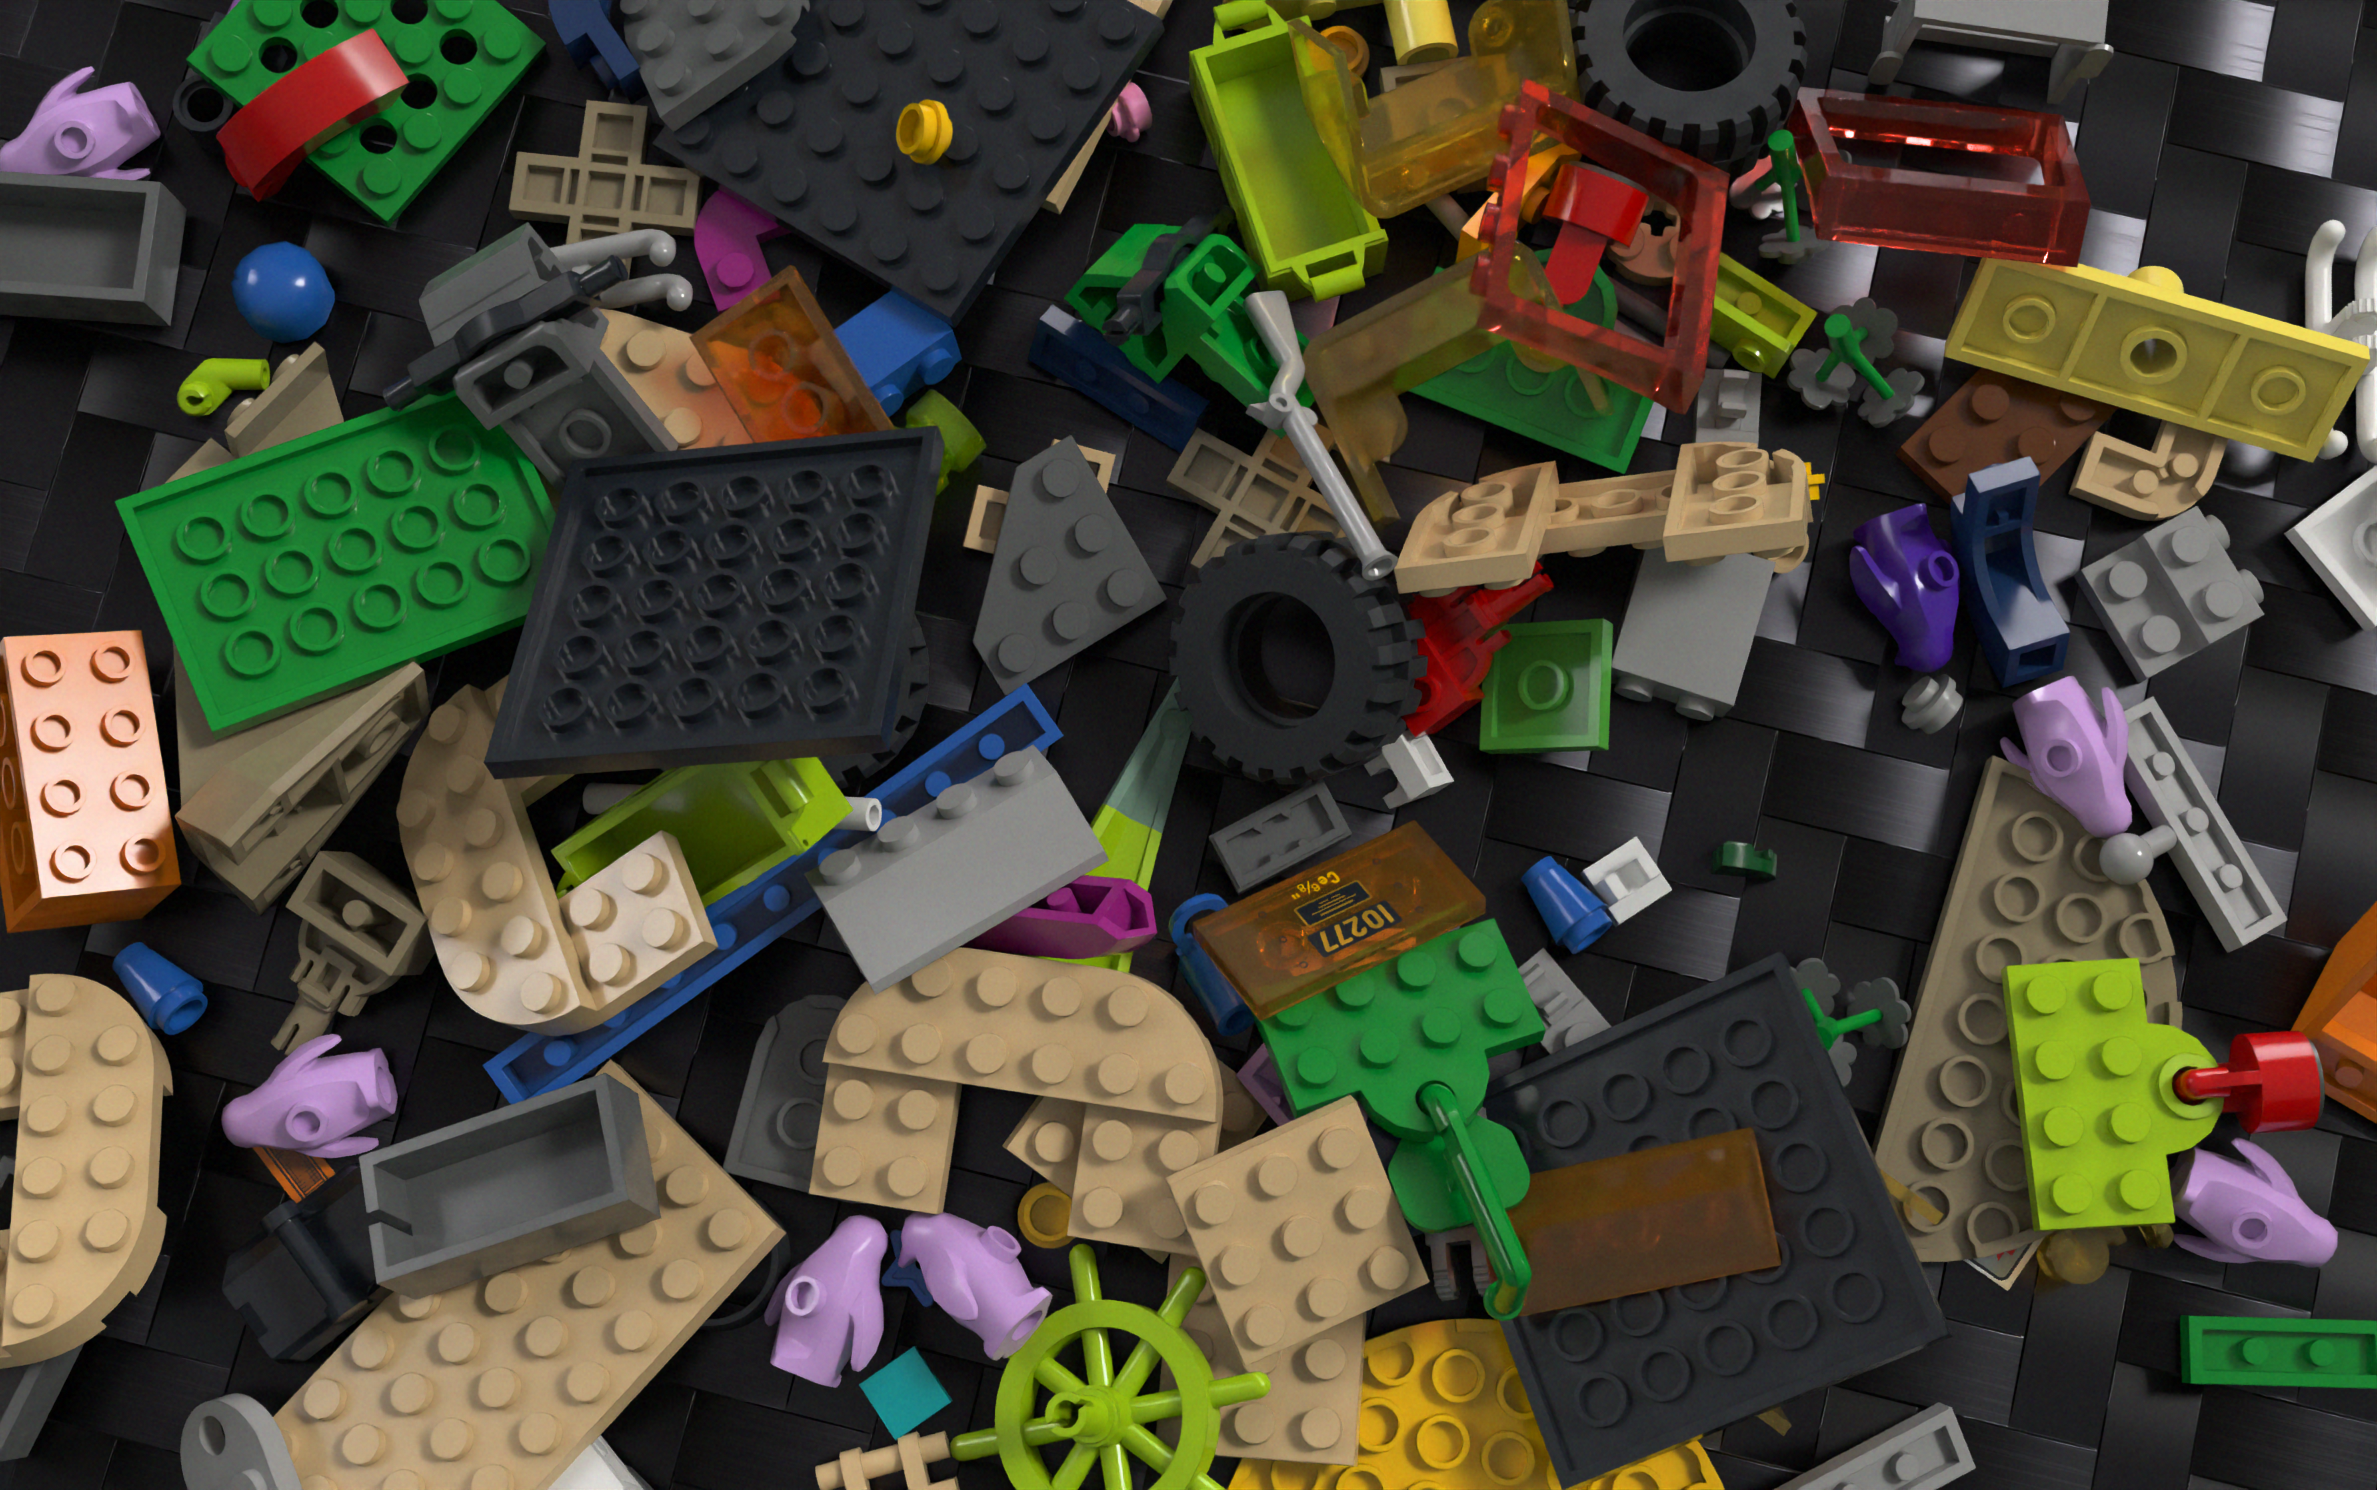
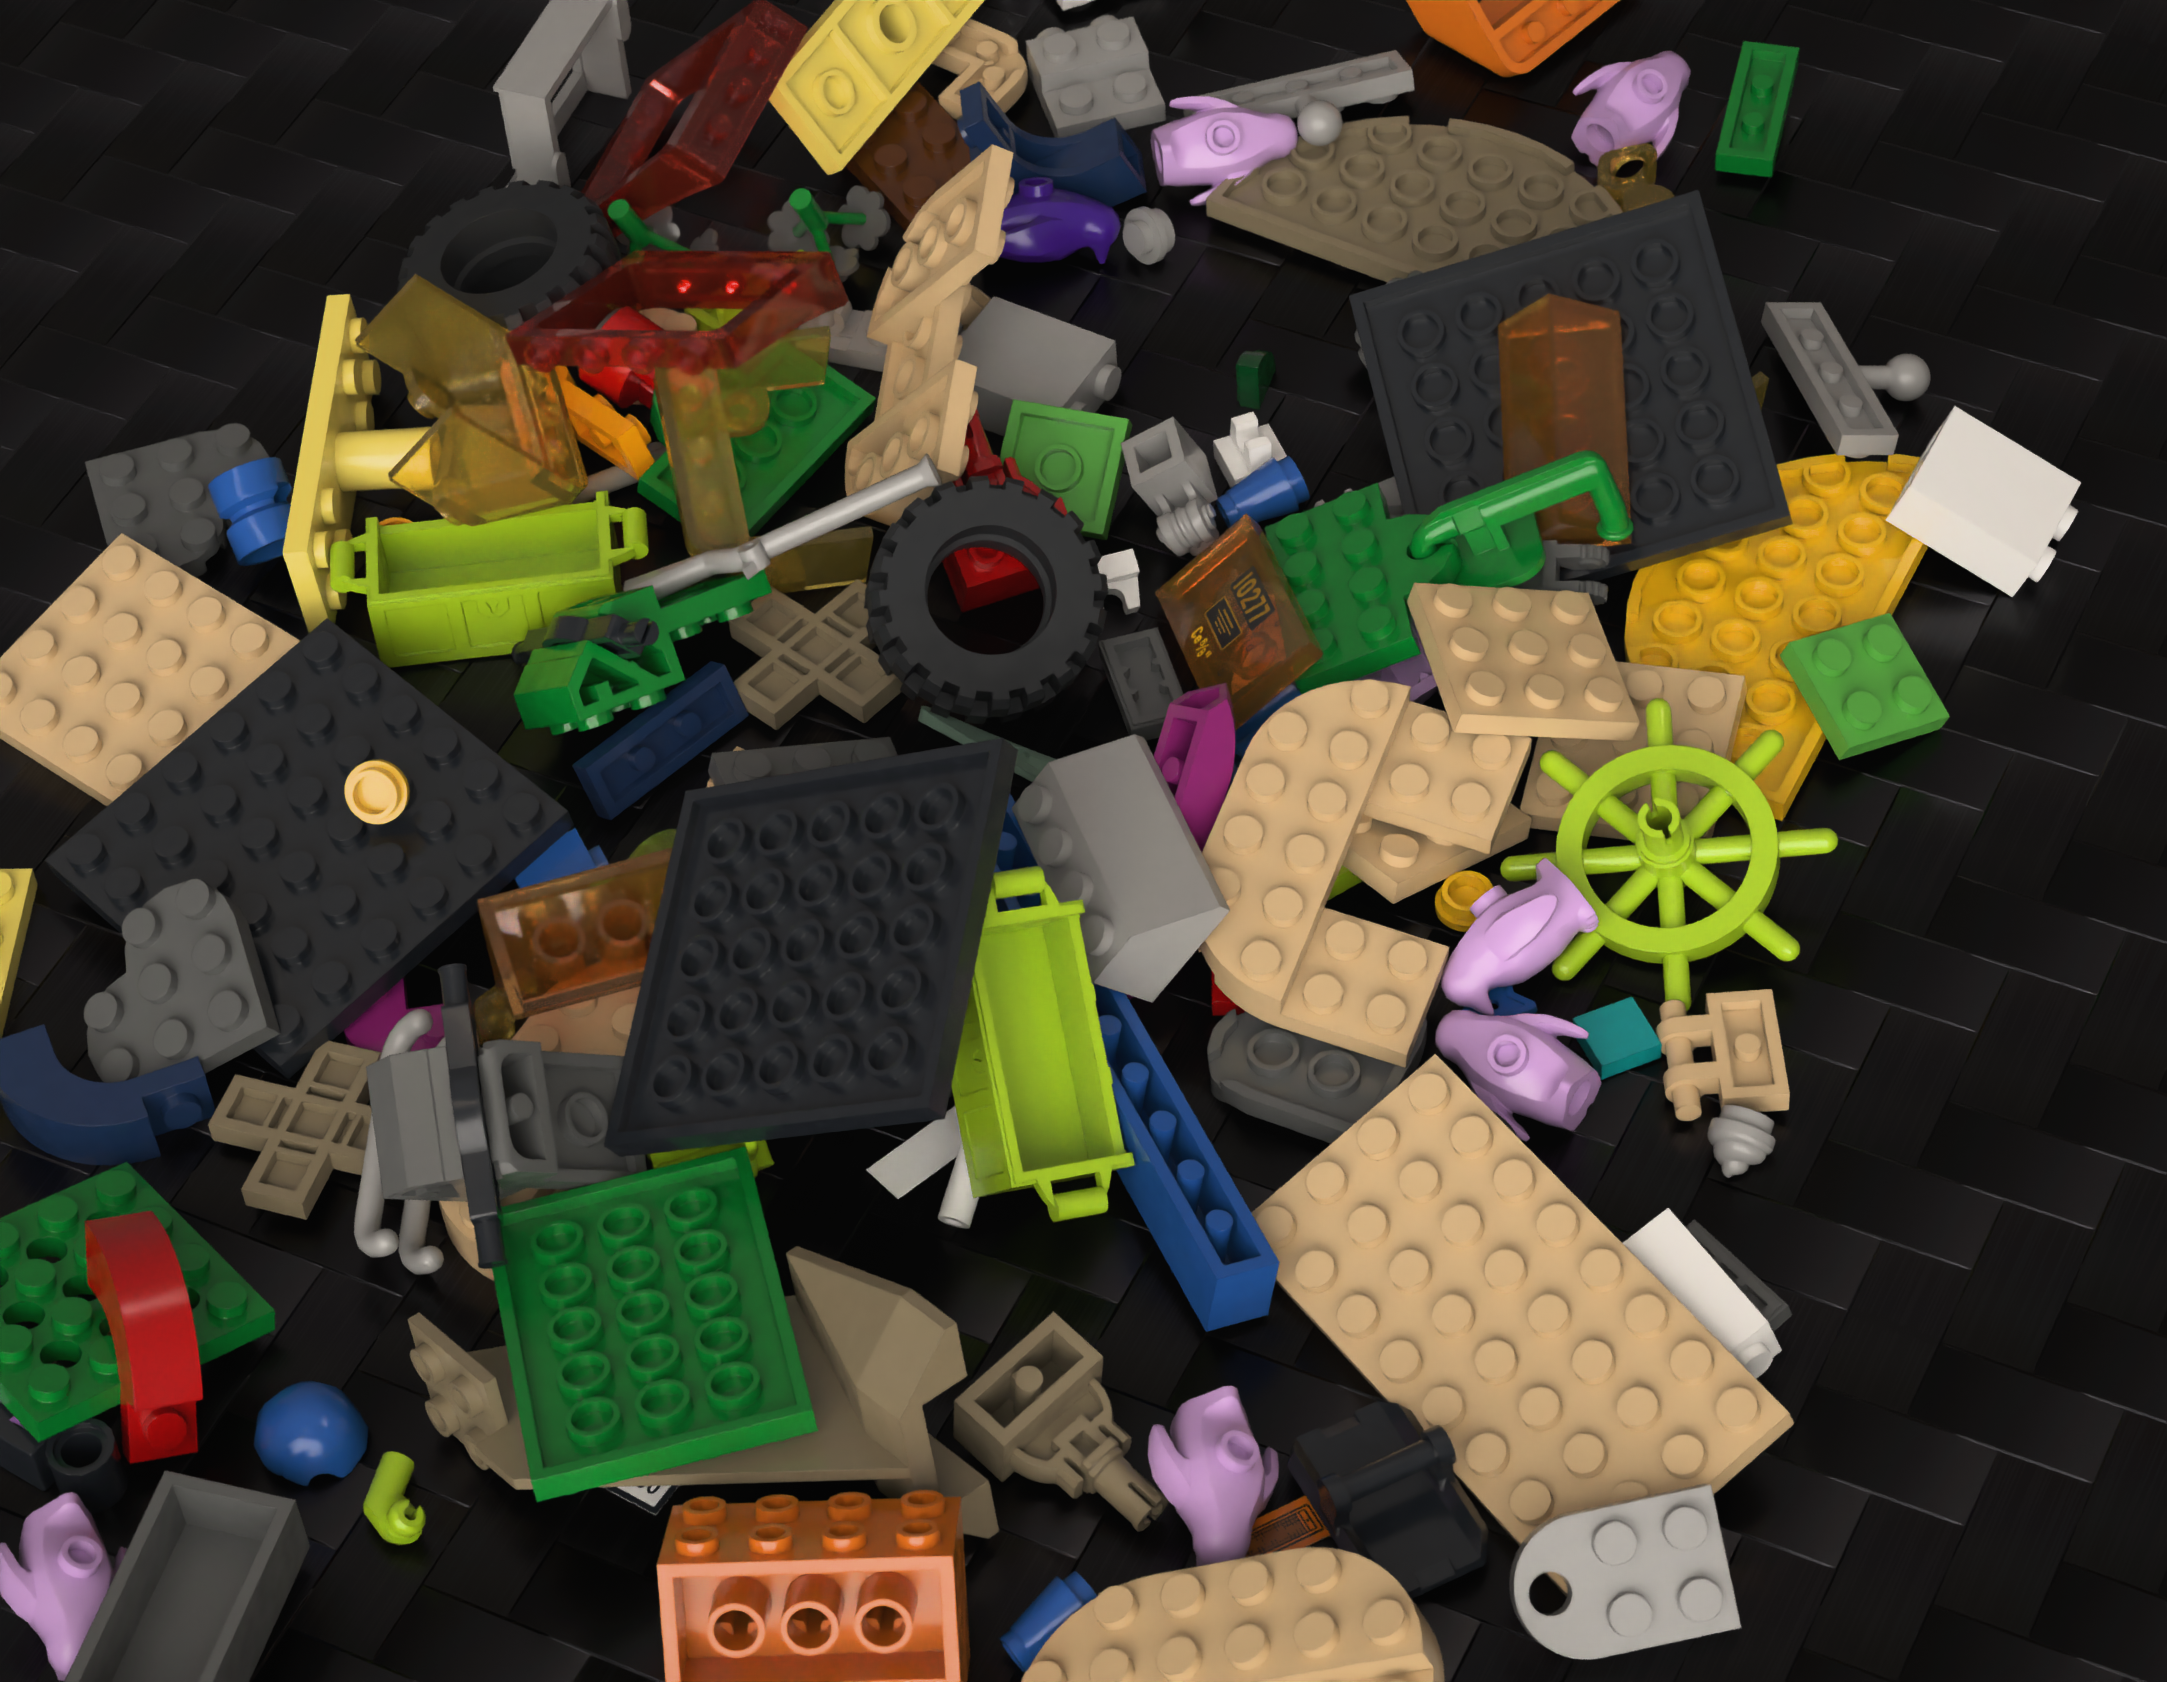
camera: 75 degrees left, 30 degrees down
(492, 903) = (1058, 1246): tan plate -> none
(509, 1187) = (1347, 1266): dark grey piece -> none
(1550, 813) = (1176, 484): none -> light grey brick
(2119, 1094) = (1519, 146): lime plate -> none

